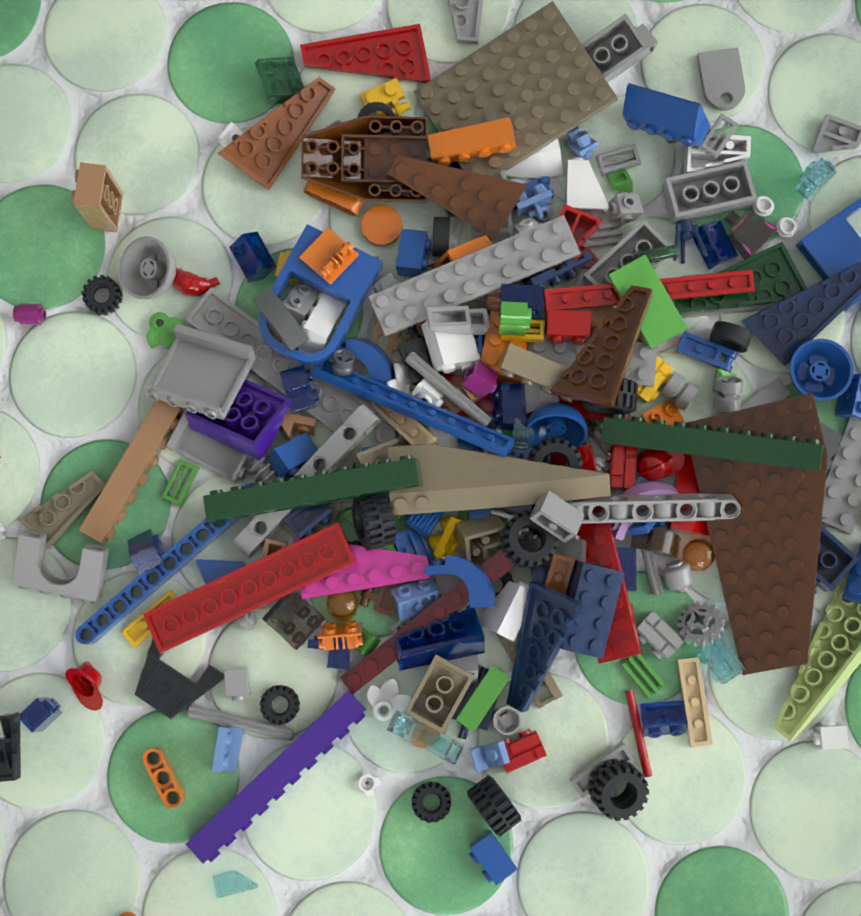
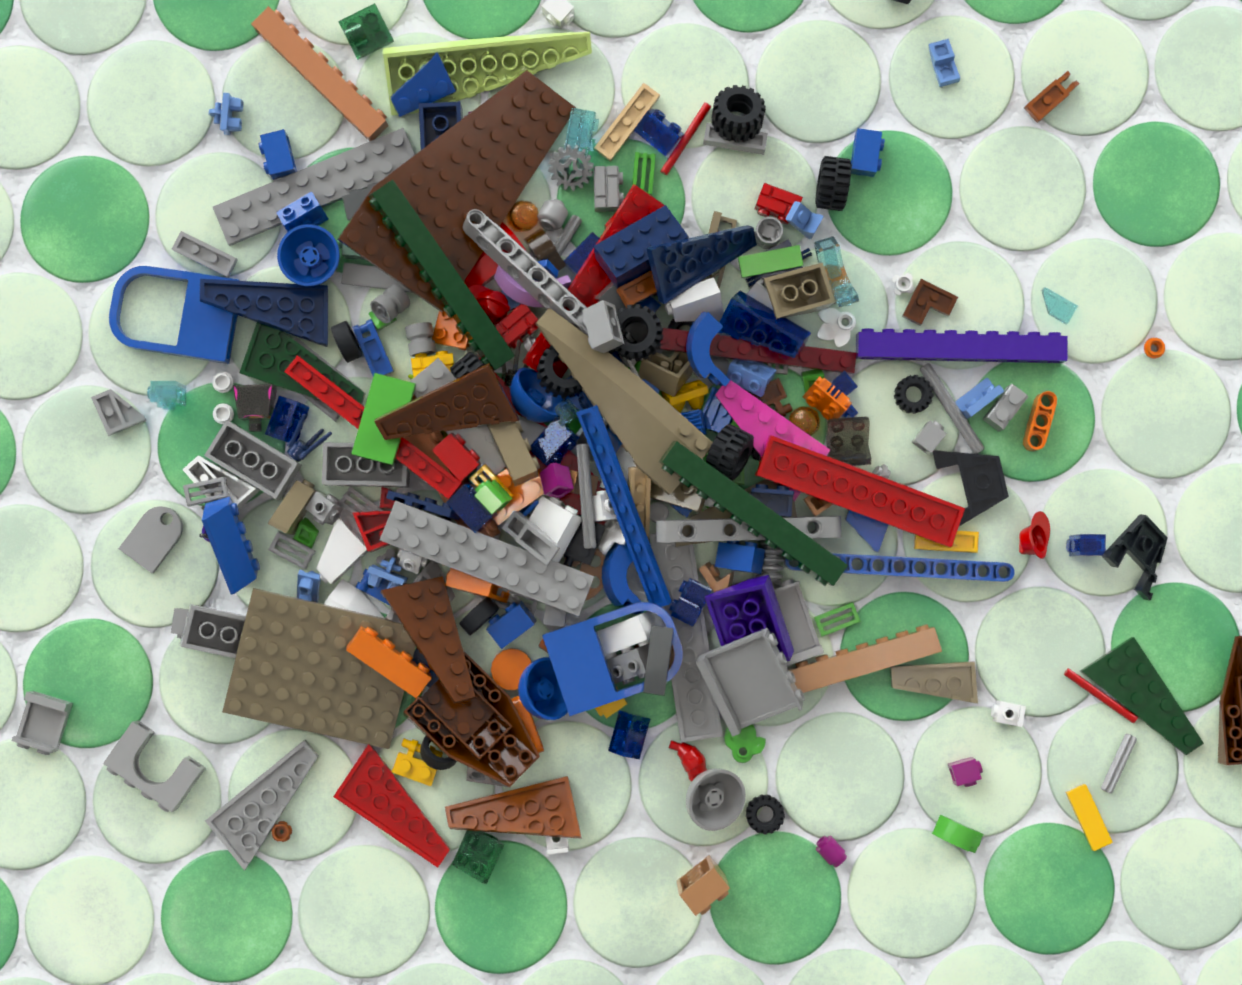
camera: 135 degrees left, 5 degrees up
(32, 573) = (1002, 651): light grey arch -> none
(145, 551) = (908, 589): clear blue brick -> none
(200, 761) = (1005, 407): none -> light grey brick
(329, 255) = (577, 674): orange hinge -> none
(336, 215) = (540, 691): none -> blue piece
(340, 789) = (926, 297): none -> reddish brown plate
(343, 362) = (635, 589): dark grey wheel -> none
(421, 811) = (881, 220): black tyre -> none
(647, 183) = (292, 508): none -> dark tan slope
(657, 254) = (340, 448): clear green pin -> none

